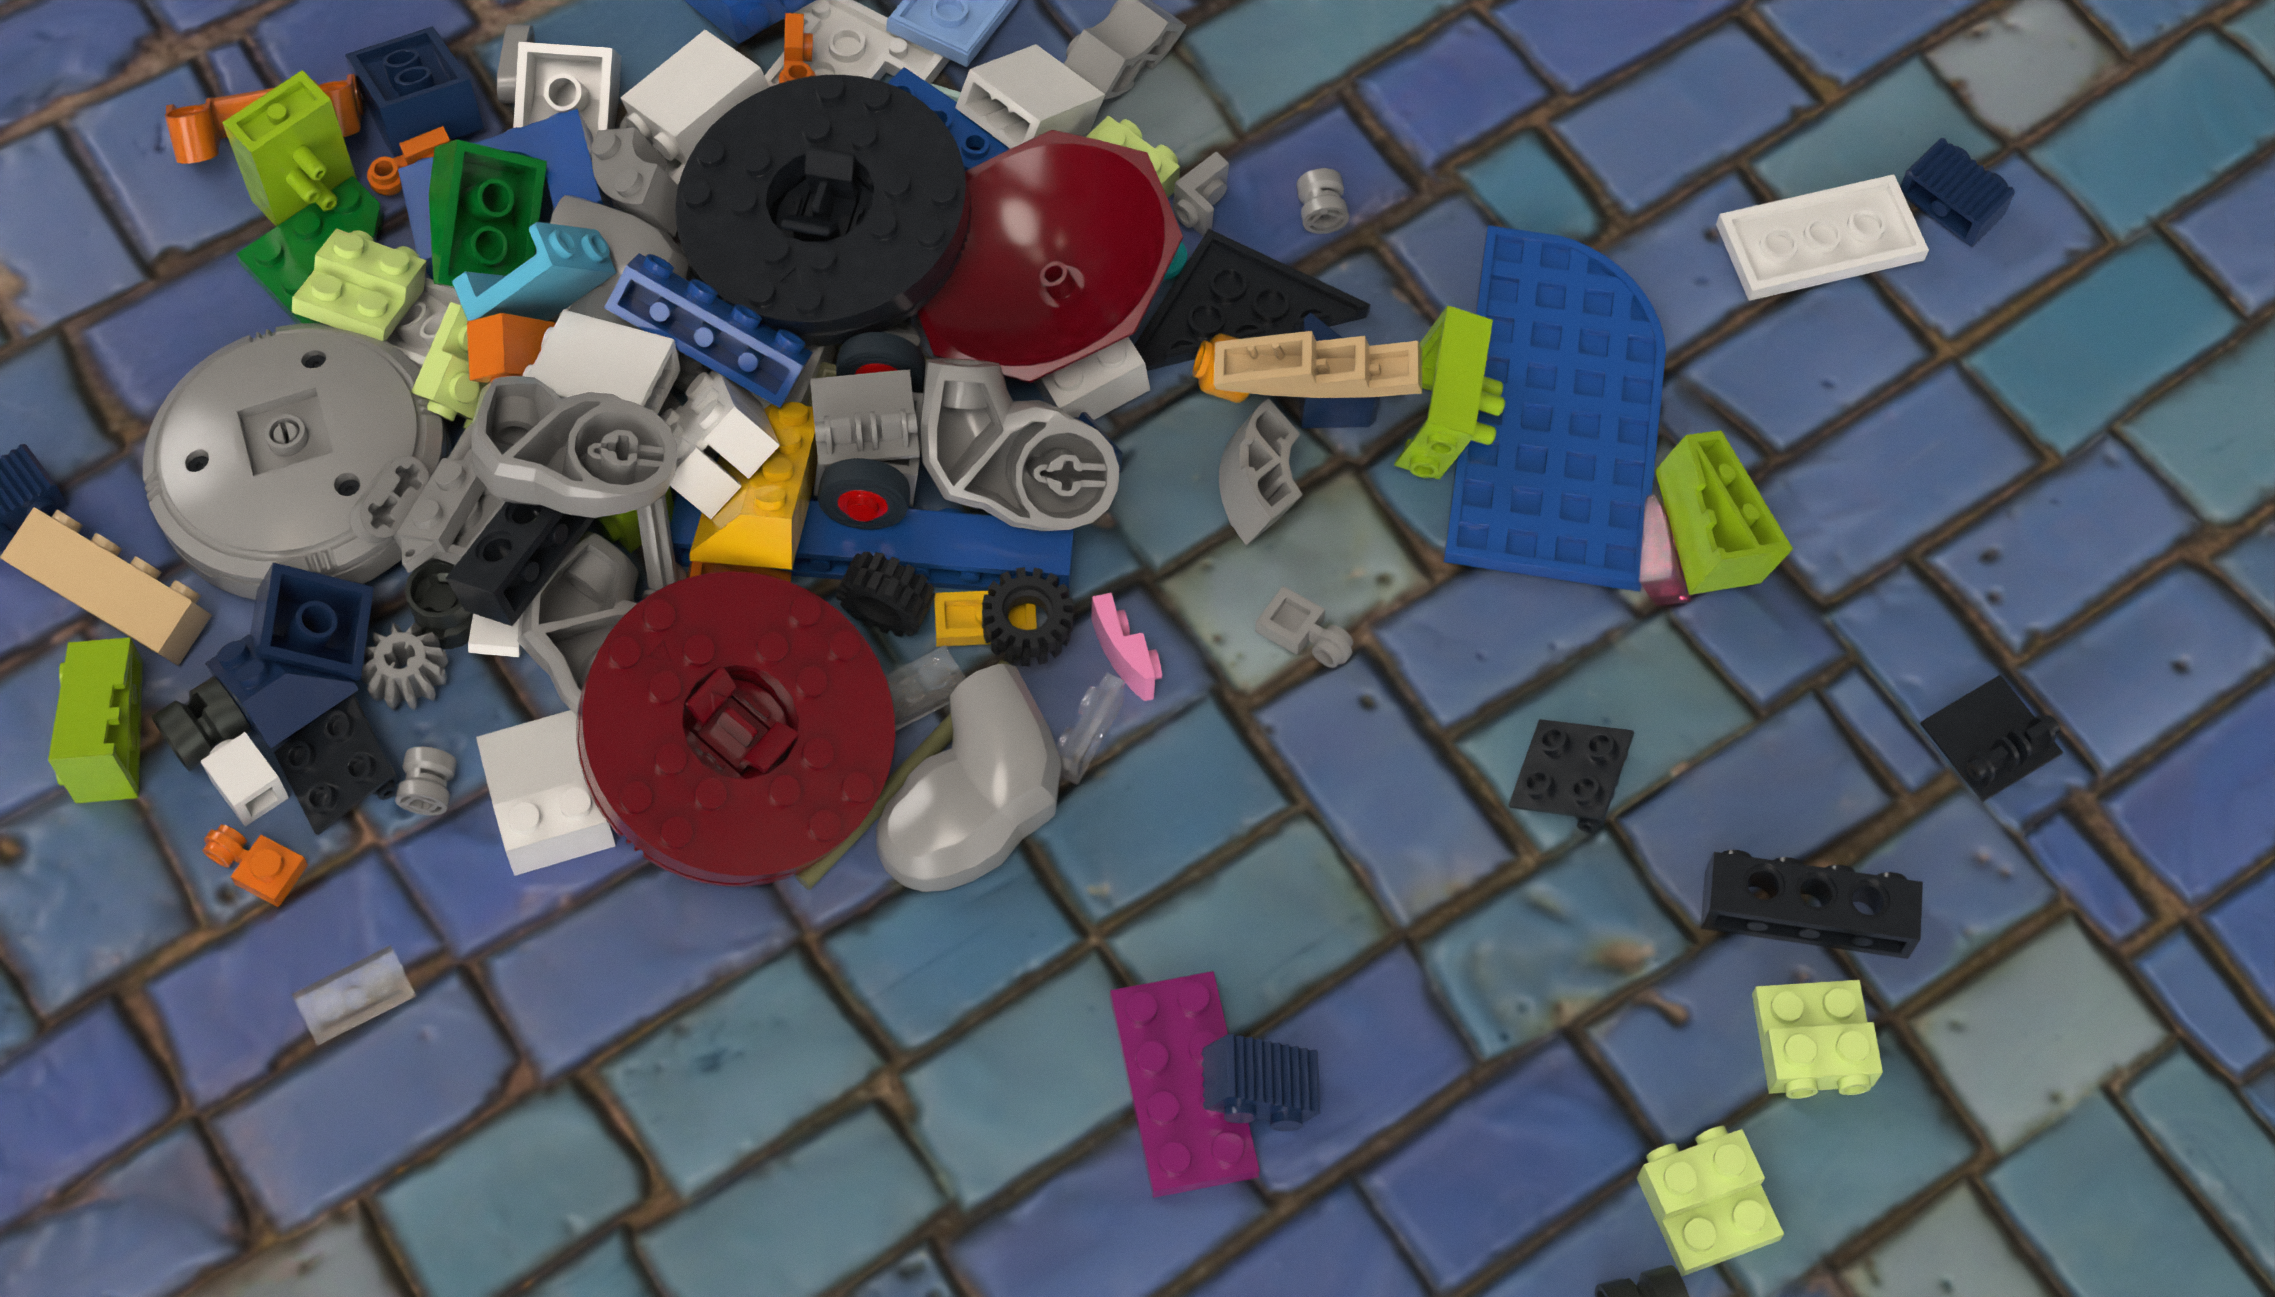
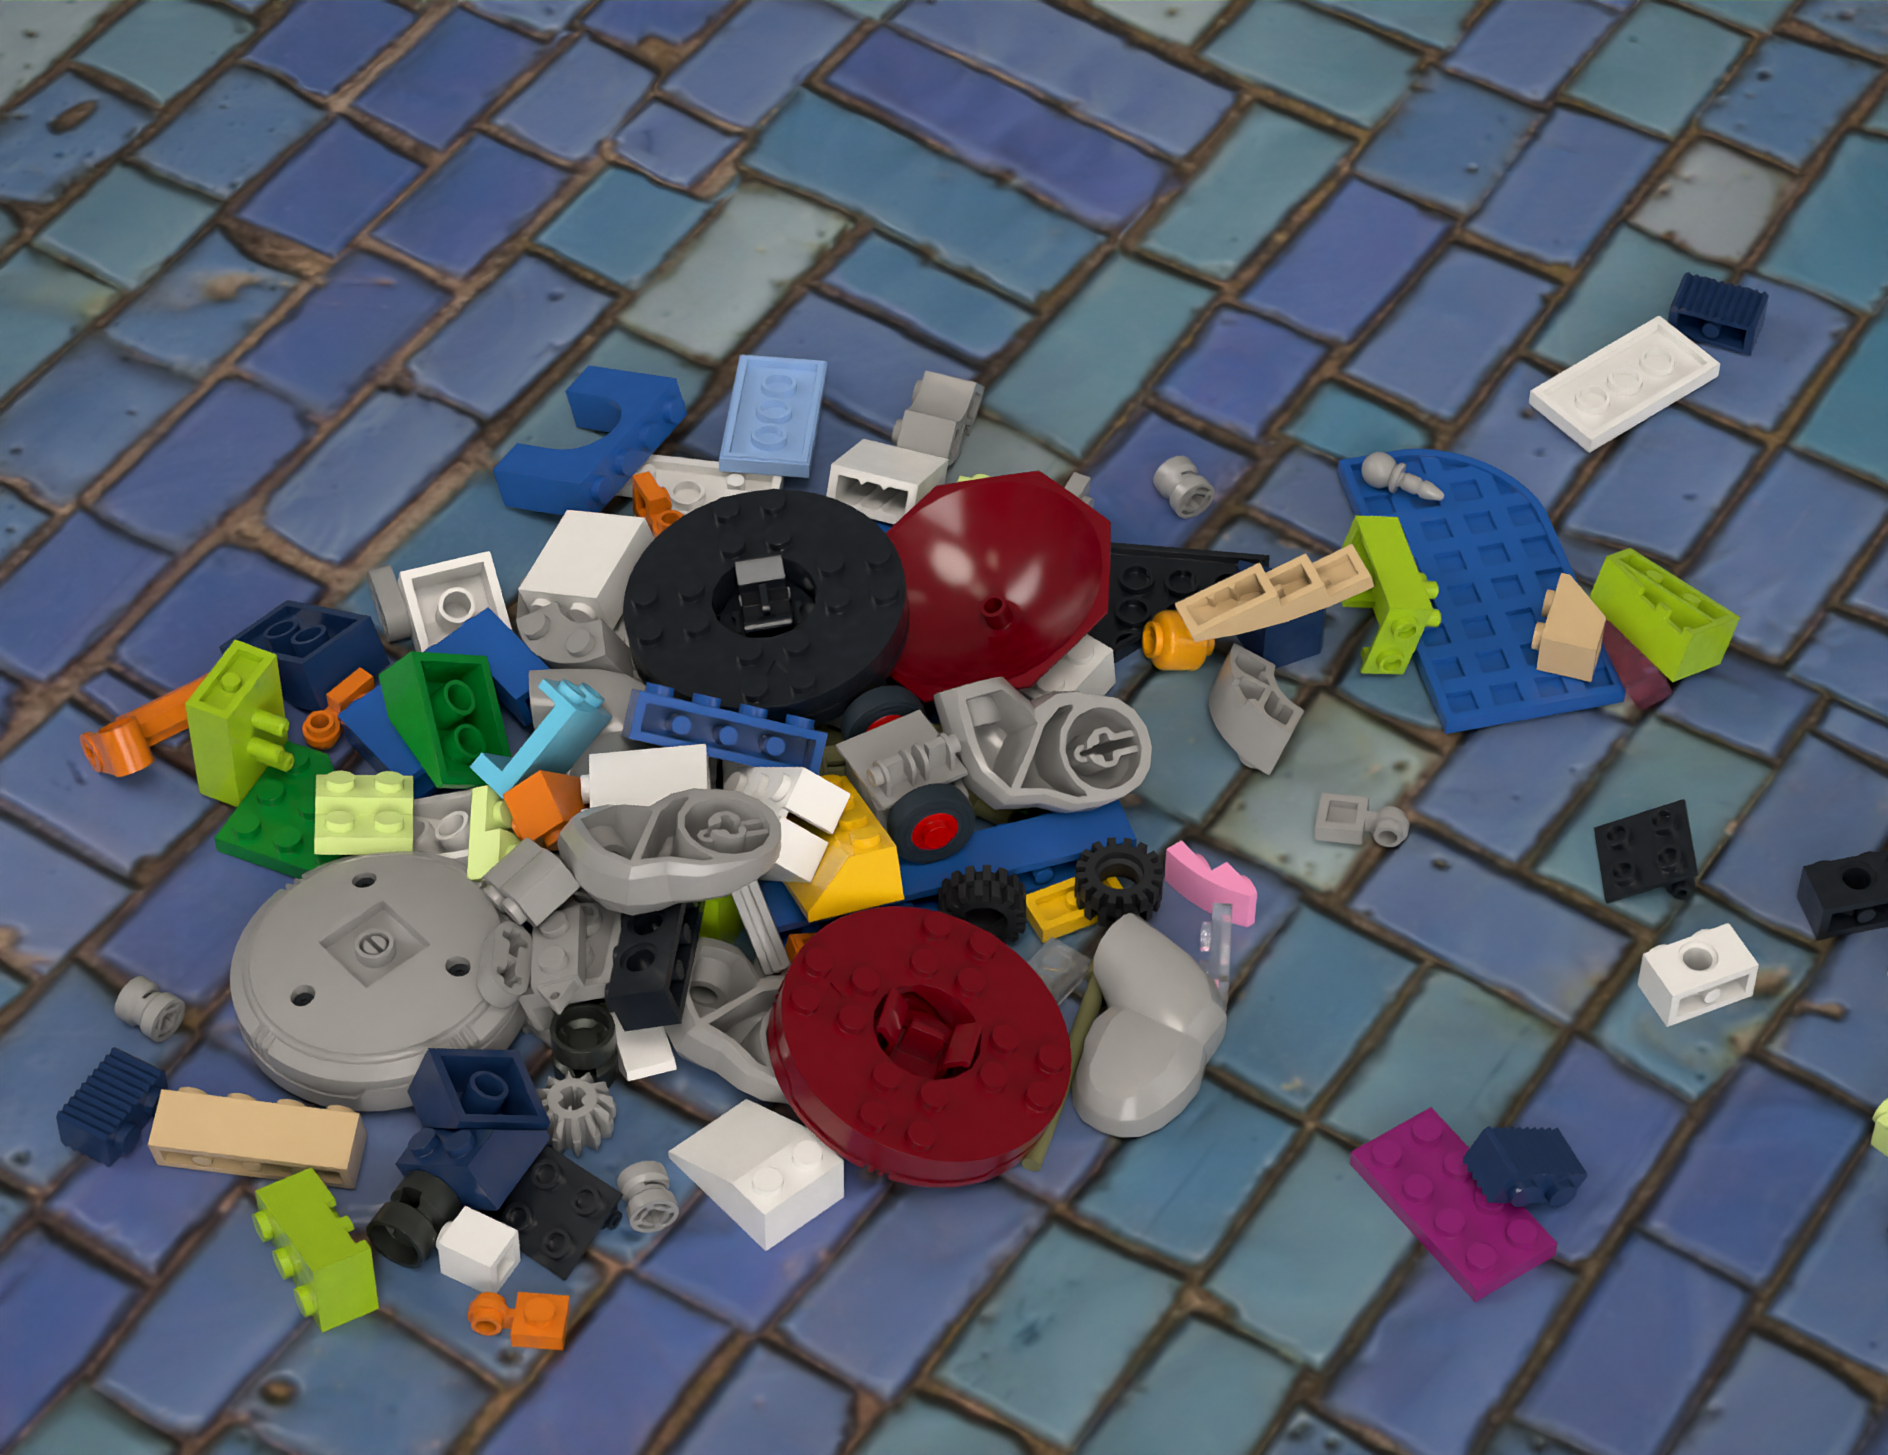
camera: 20 degrees left, 15 degrees down
(87, 414) = (146, 1006): none -> light grey wheel
(353, 995) = (682, 1386): clear plate -> none
(441, 425) = (529, 883): none -> light grey brick
(1518, 255) = (1382, 471): none -> light grey bar
(1528, 943) = (1697, 974): none -> white brick
(1612, 504) = (1572, 633): none -> tan slope

